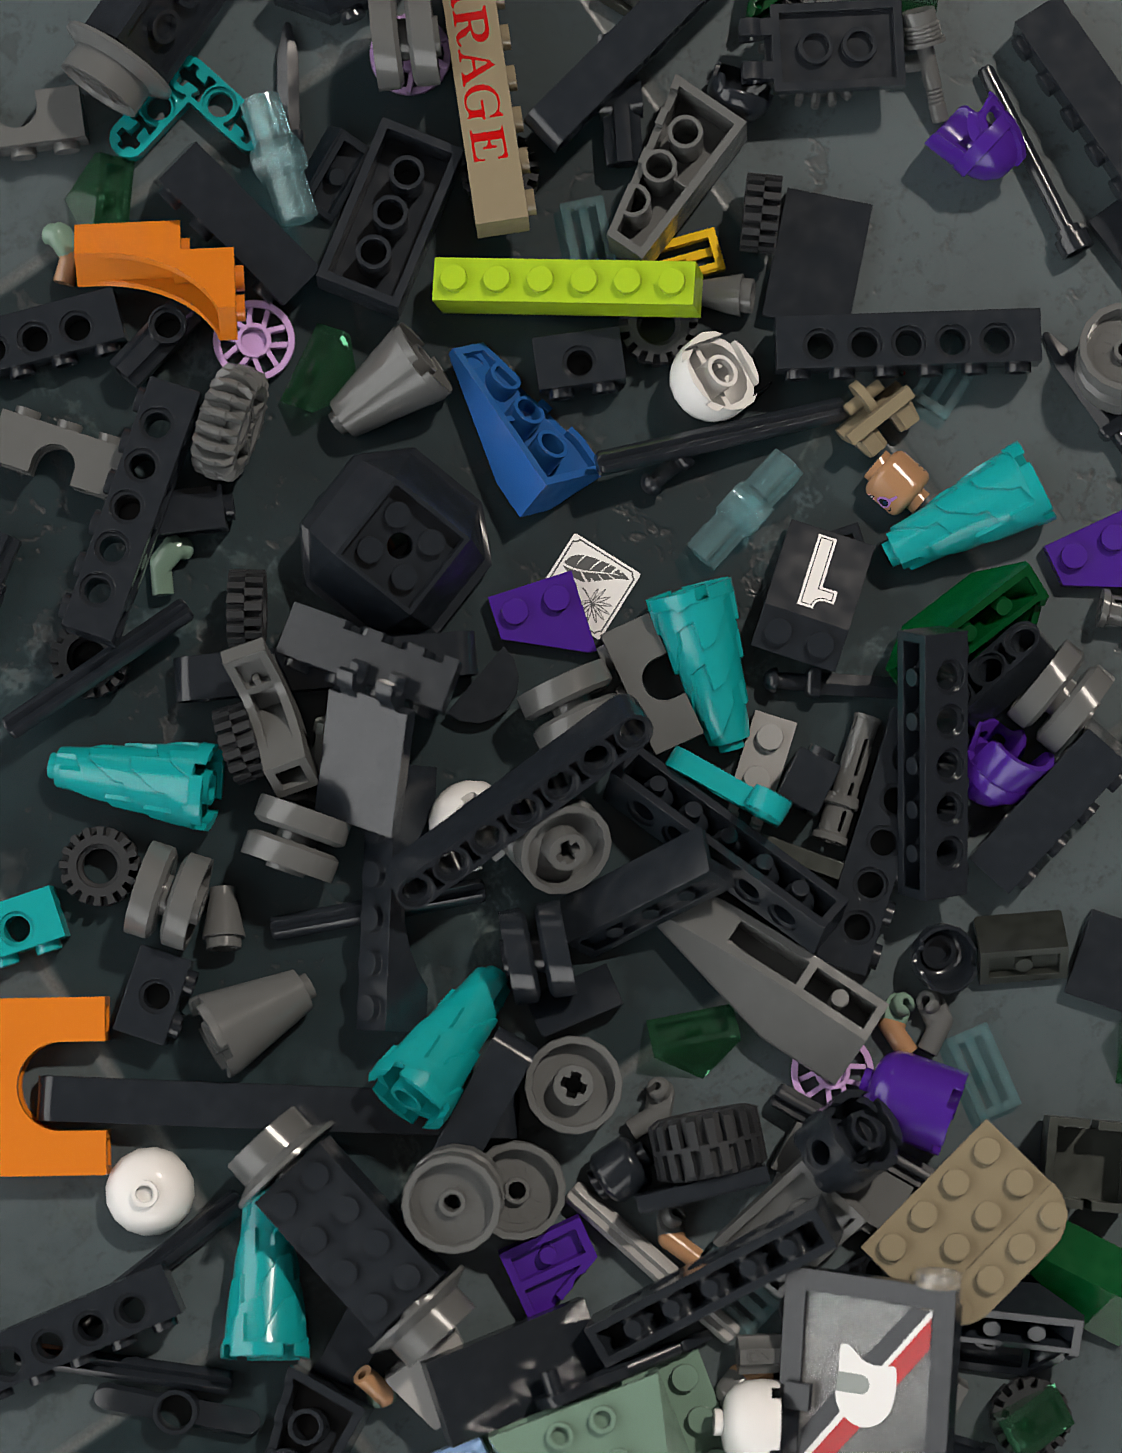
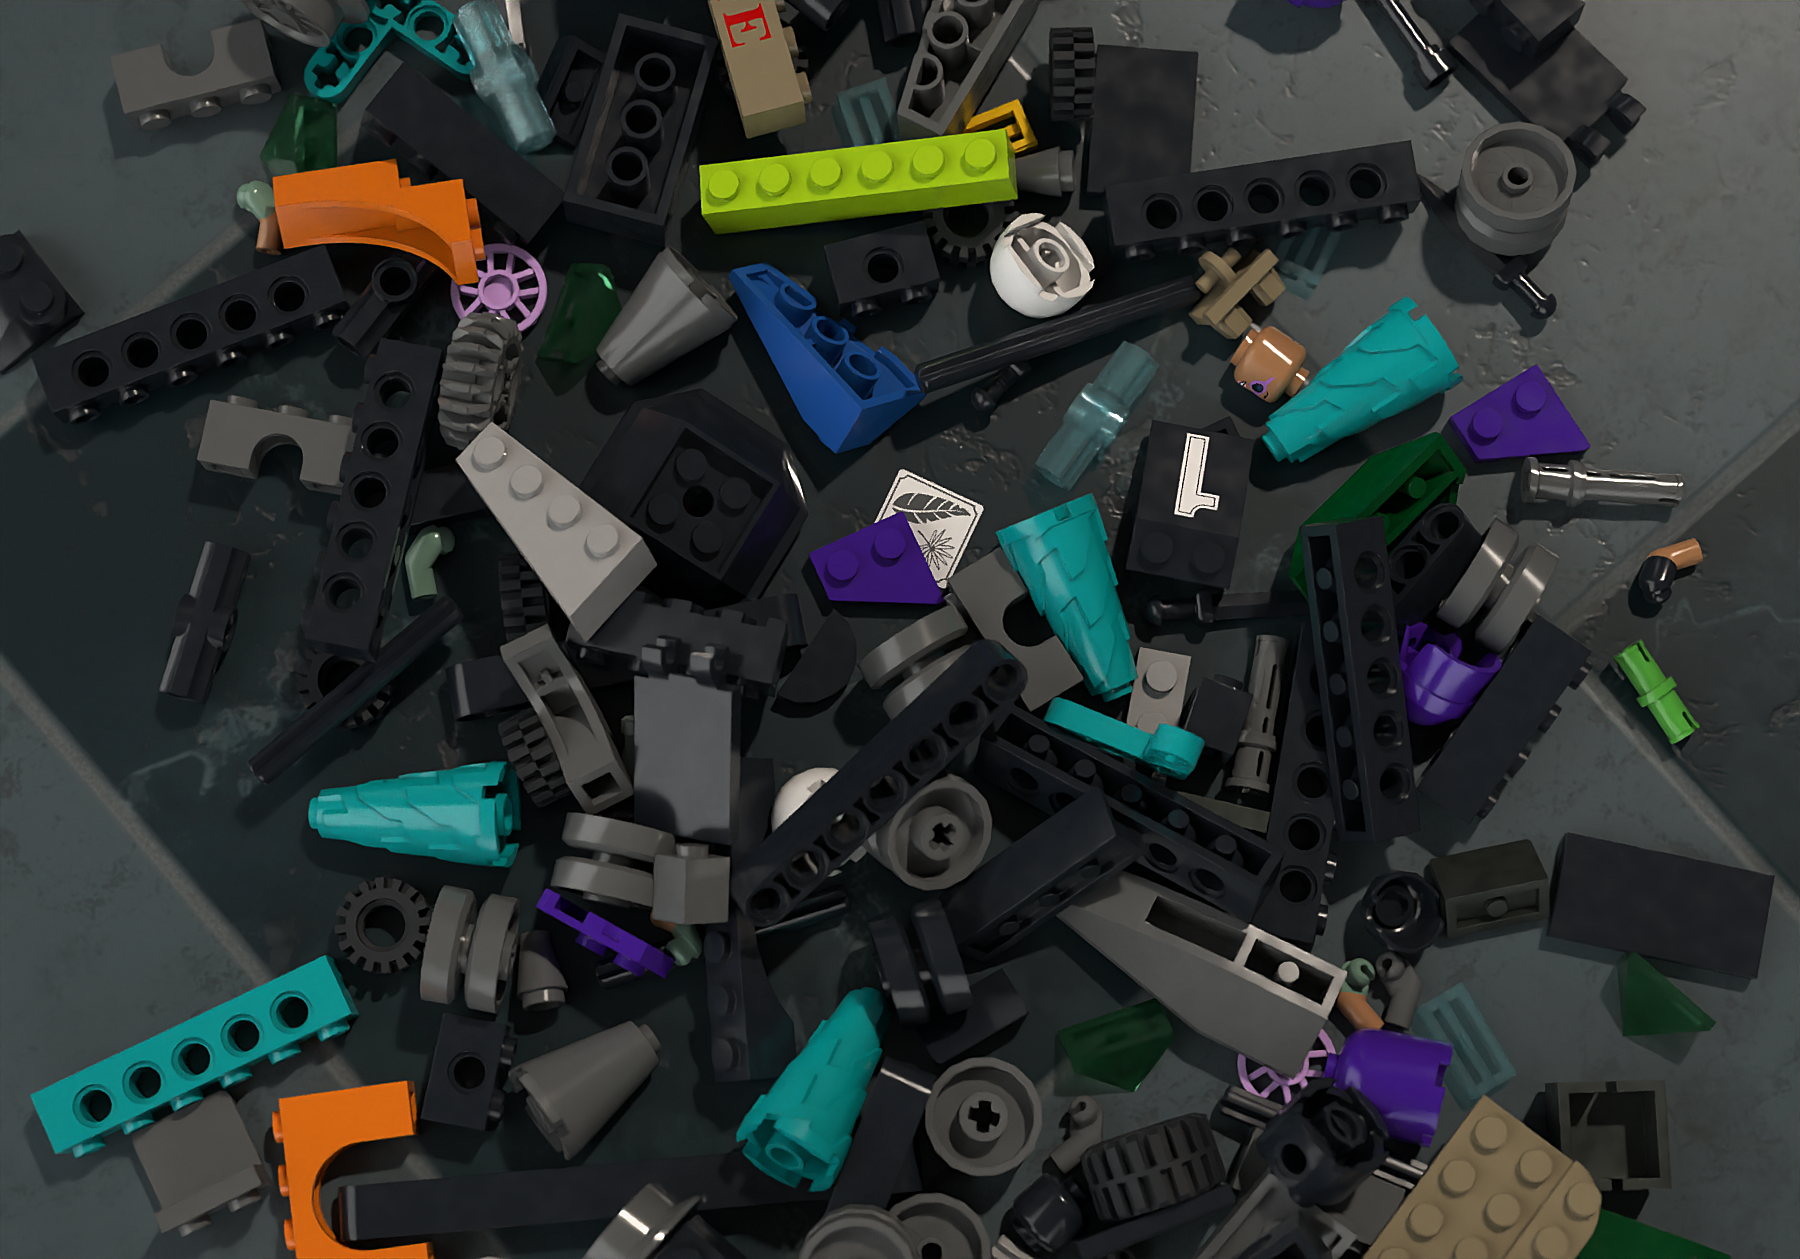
camera: 15 degrees left, 5 degrees down
(277, 897) = (599, 935): none -> dark purple wing
(286, 567) = (563, 534): none -> light grey wedge
(344, 895) = (686, 941): none -> sand green arm
(355, 867) = (691, 886): none -> dark grey brick

